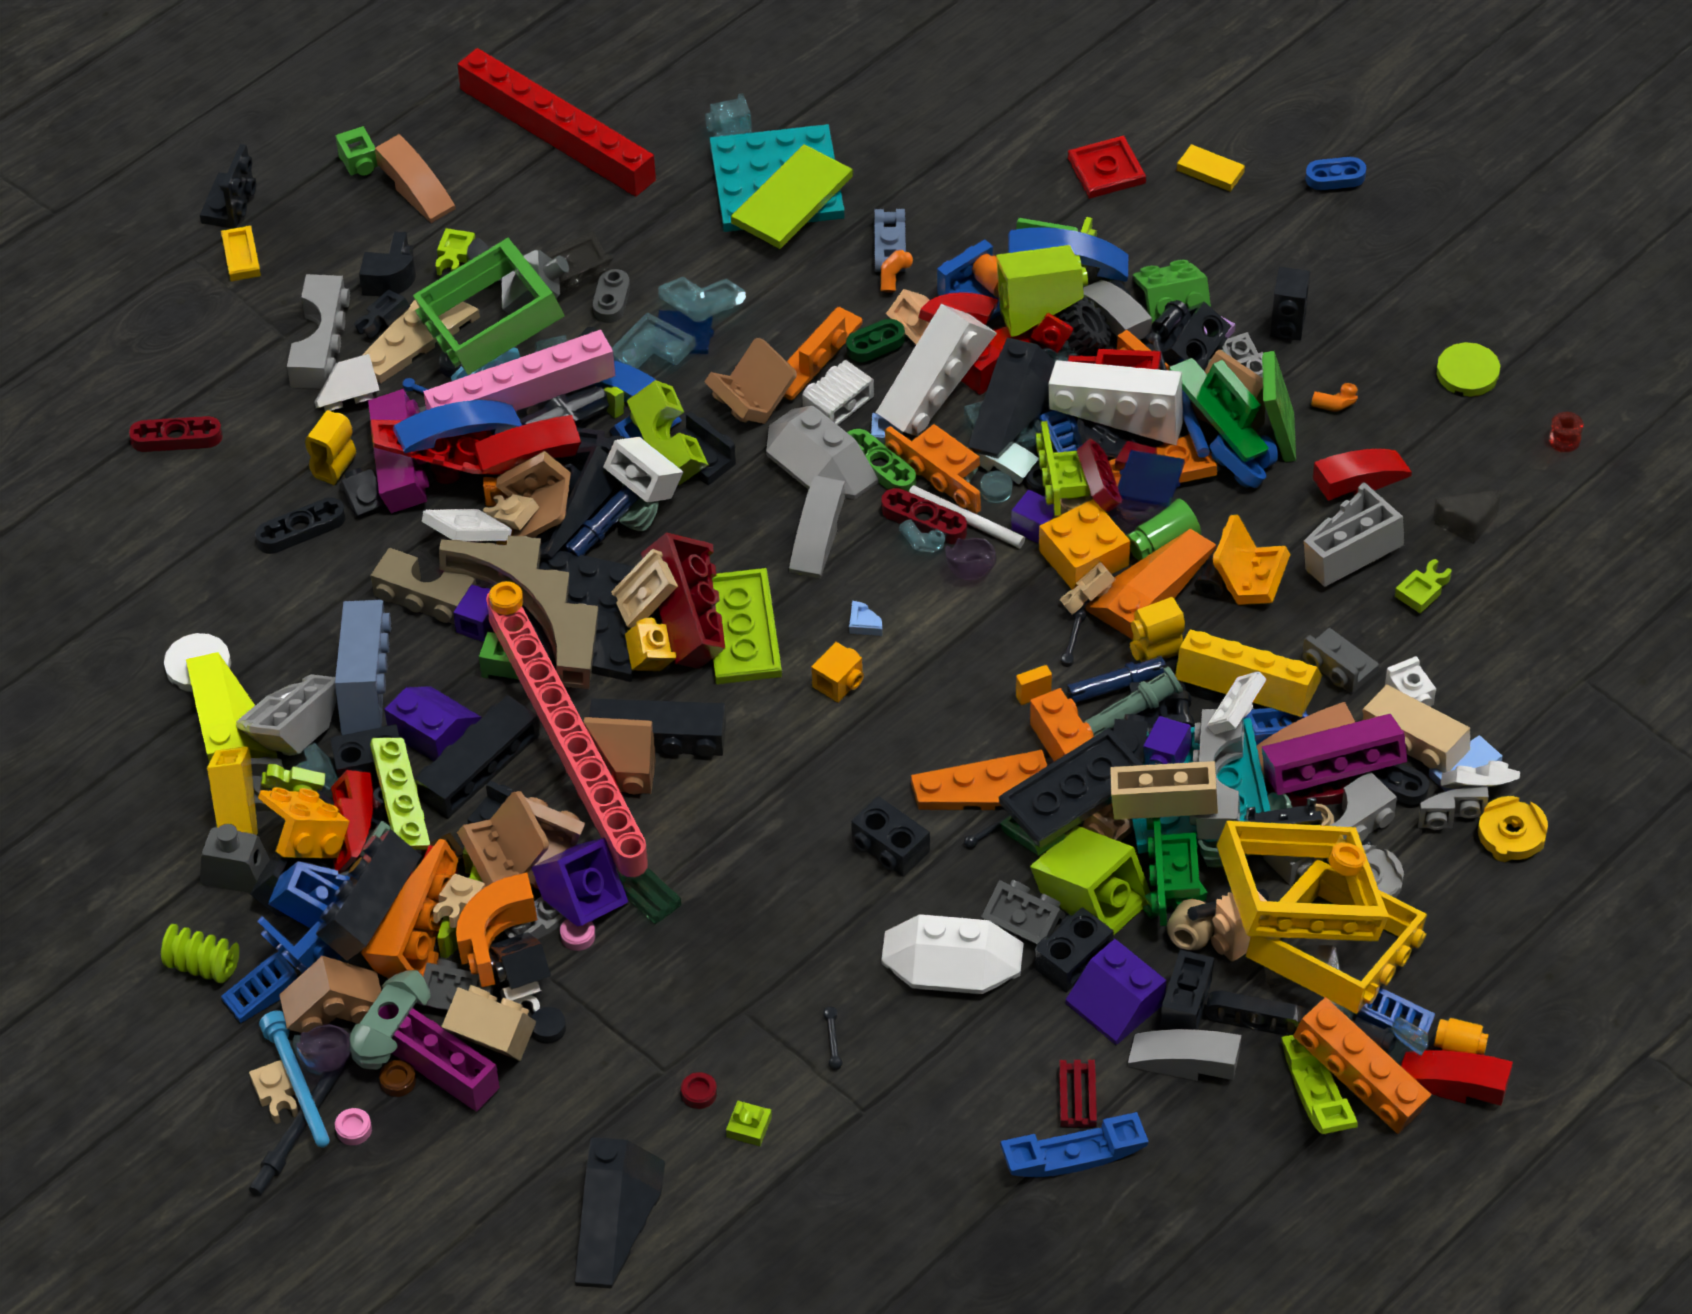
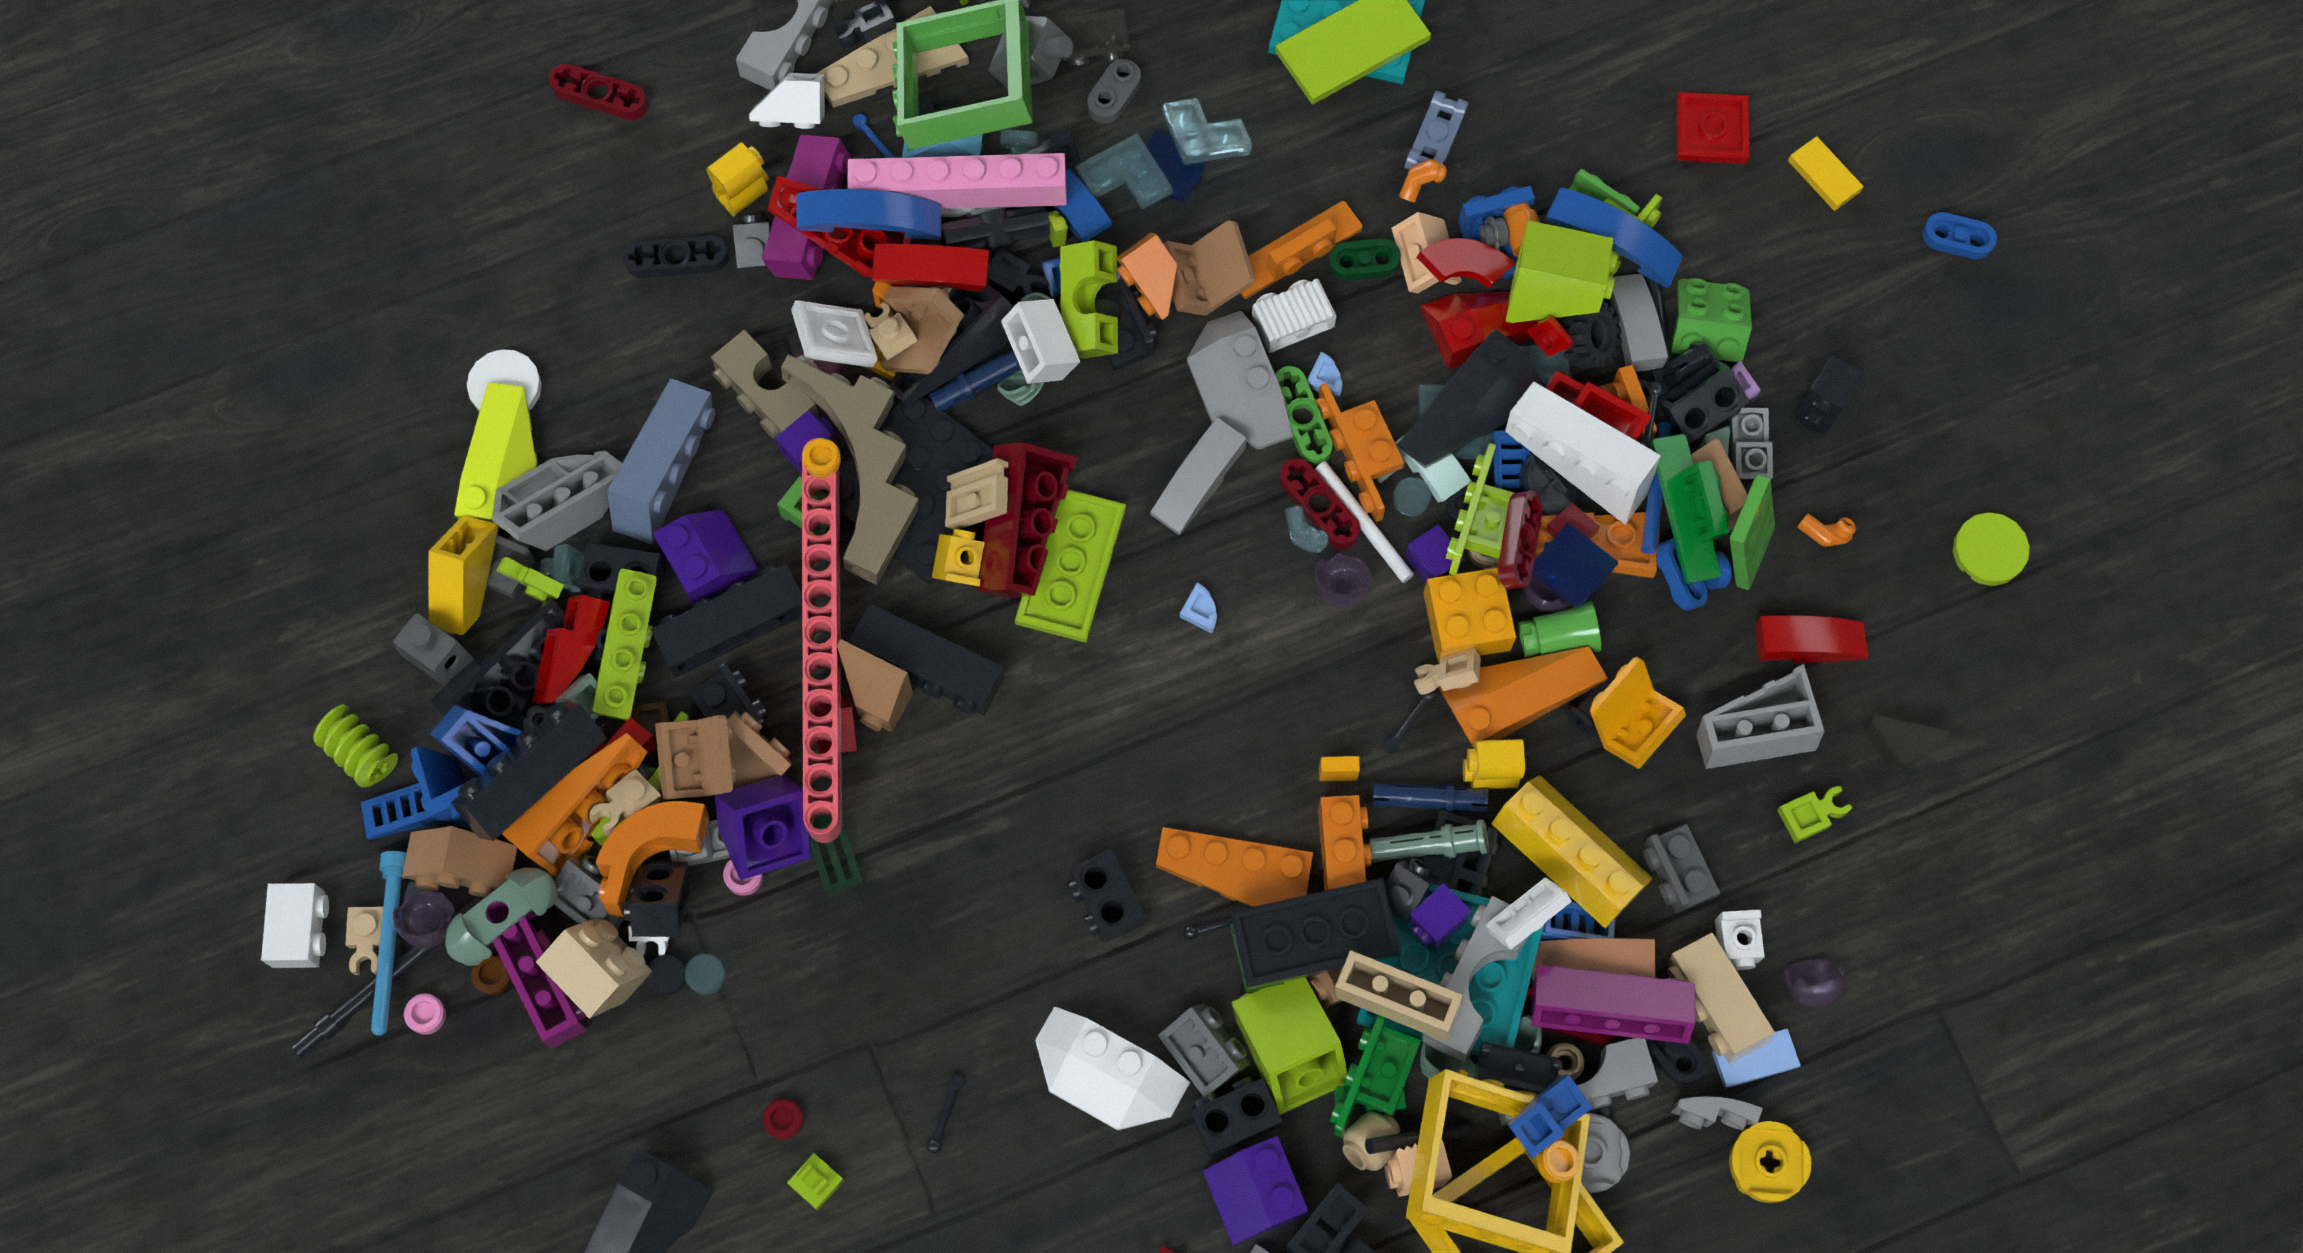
camera: 20 degrees right, 20 degrees up
(209, 1099) = (294, 925): none -> white brick
(310, 824) = (511, 642): light orange bracket -> none
(581, 1013) = (705, 974): none -> clear light blue tile
(711, 394) = (1152, 272): none -> orange slope
(837, 672) = (1142, 667): light orange brick -> none
(934, 368) = (1403, 334): white wedge -> none
(971, 282) = (1494, 232): none -> dark grey plate
(1324, 828) = (1548, 1115): none -> blue slope
(1485, 696) = (1815, 982): none -> clear purple hair
(1488, 775) = (1763, 1092): white slope -> none
(1566, 431) = (2055, 683): clear red wheel -> none

